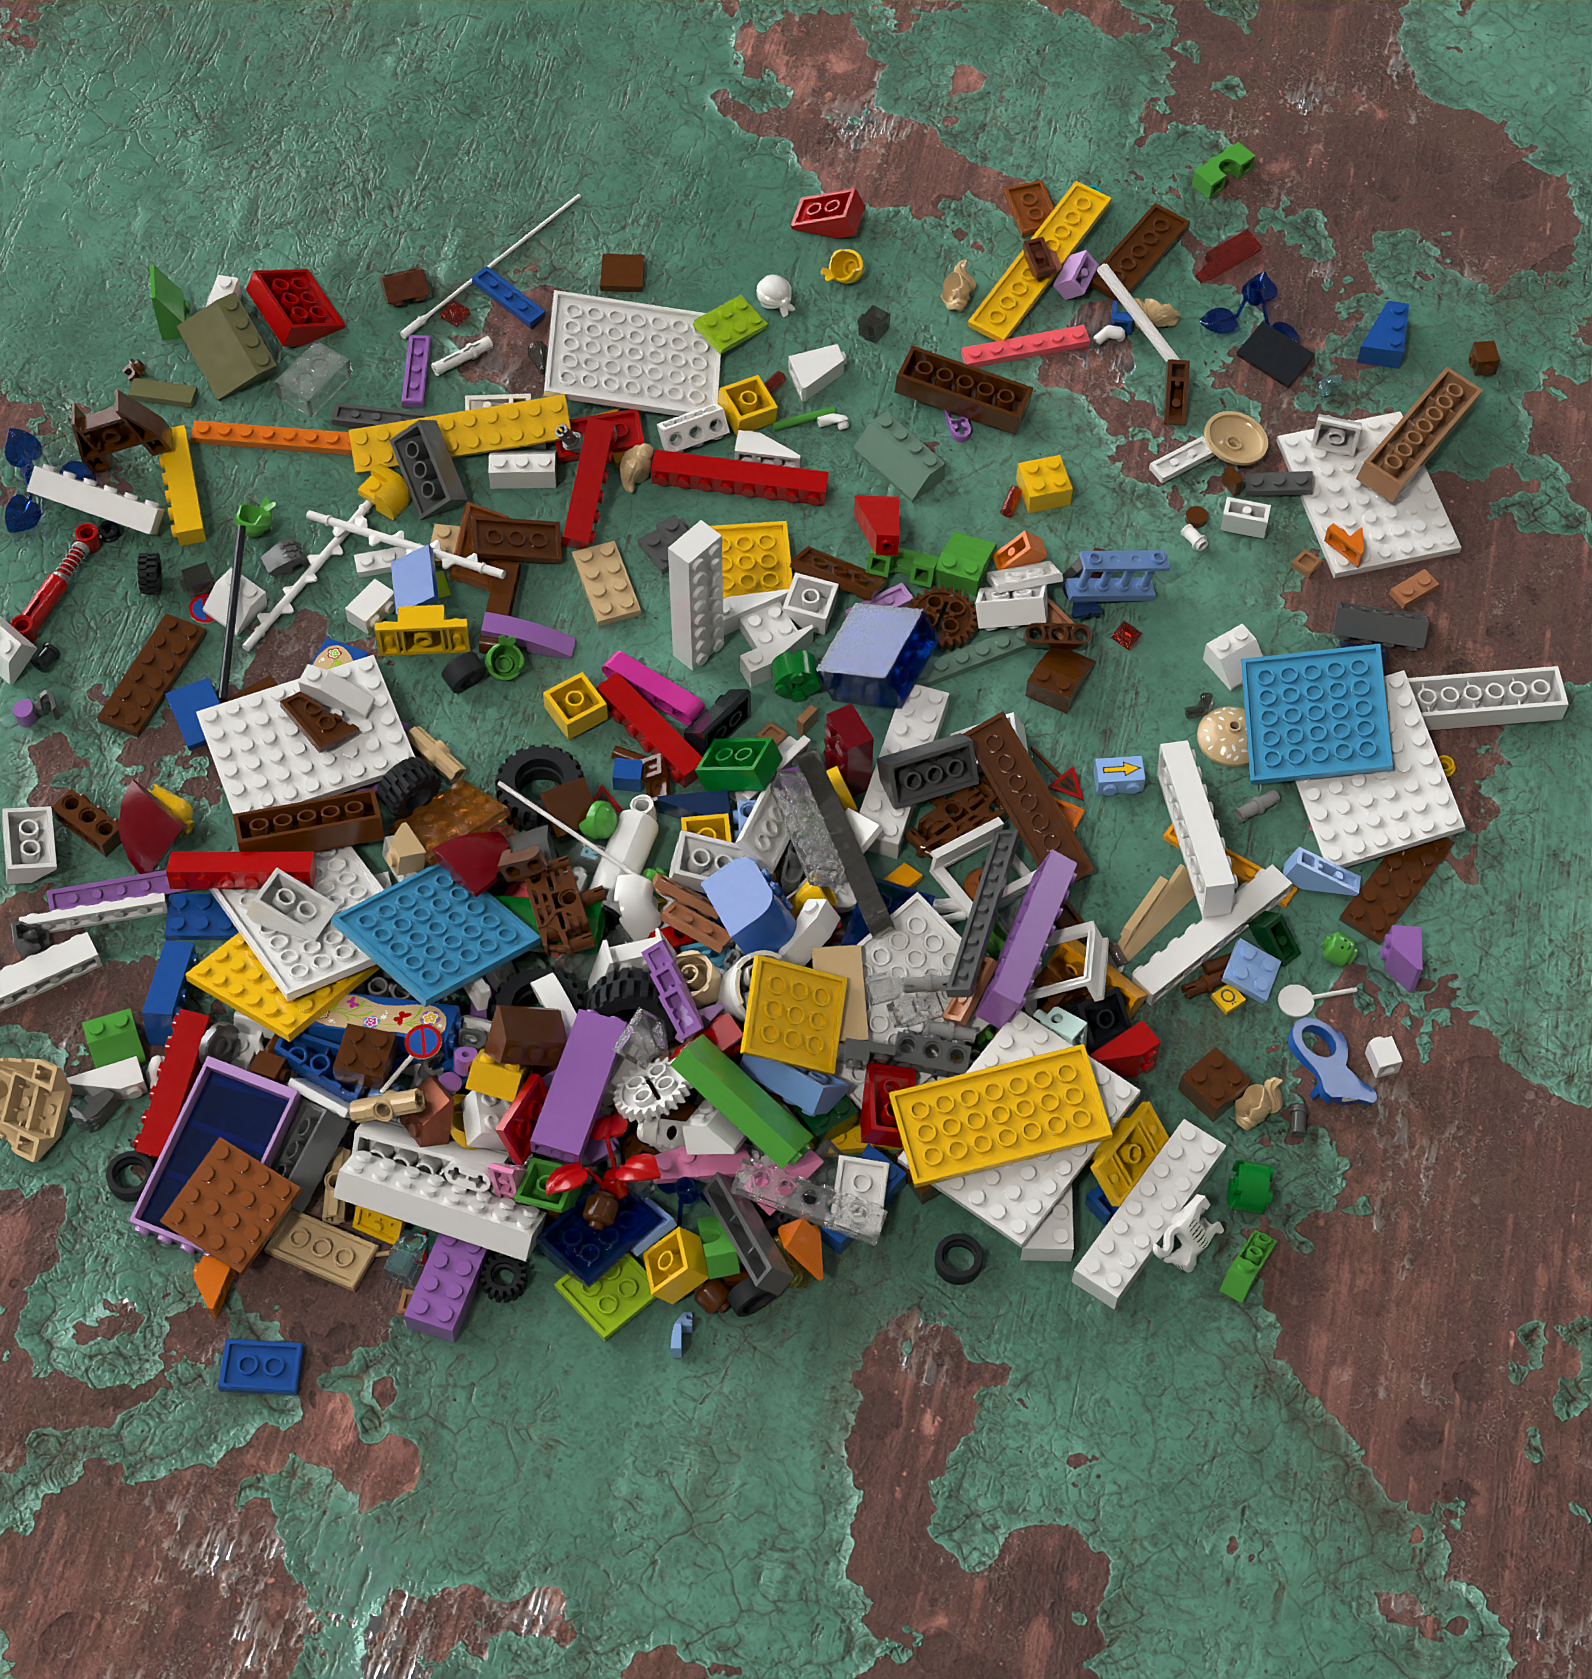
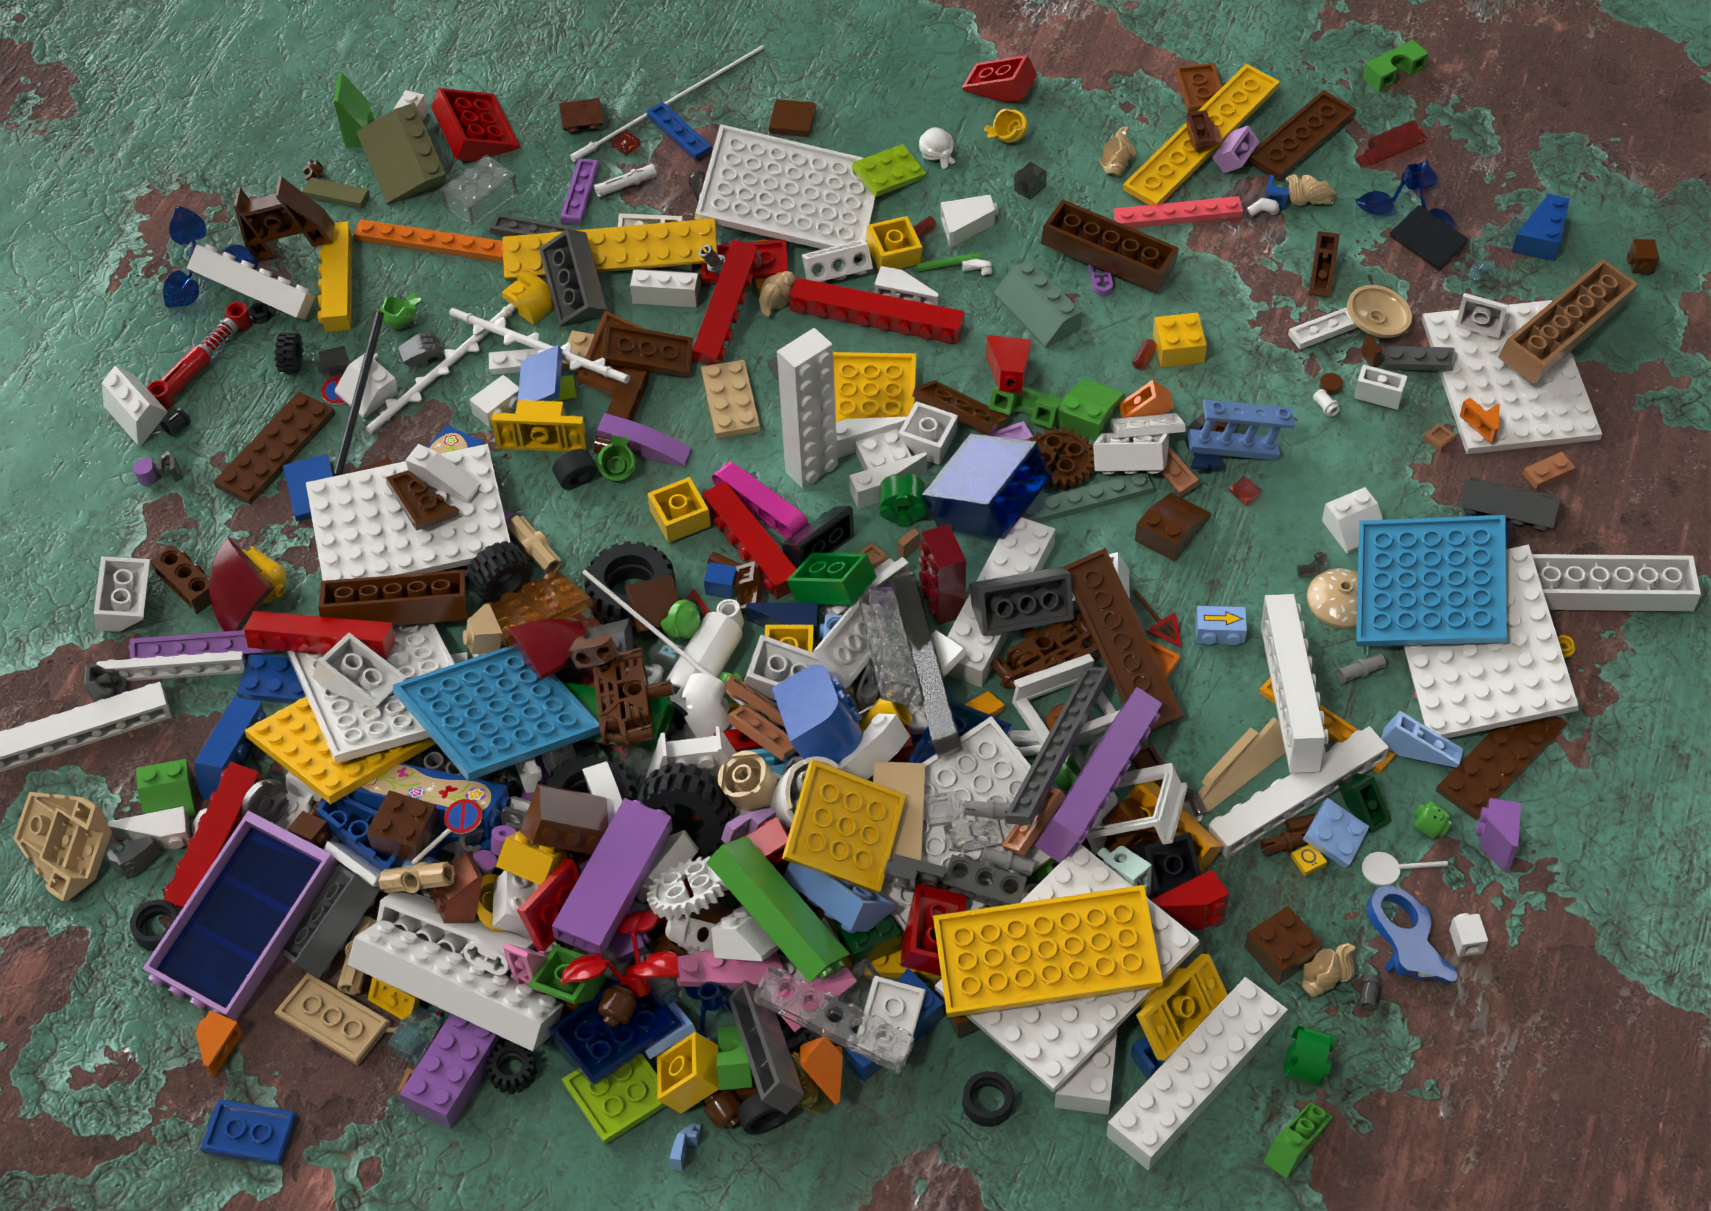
camera: 10 degrees right, 5 degrees down
(231, 1206) = (245, 963): dark orange plate -> none
(643, 1039) = (684, 834): clear slope -> none
(673, 990) = (723, 788): medium lavender slope -> none
(841, 789) = (931, 610): yellow beam -> none
(1066, 629) = (1184, 479): reddish brown beam -> none
(1136, 313) = (1291, 186): white axle -> none
(1192, 1233) = (1241, 1098): white animal -> none

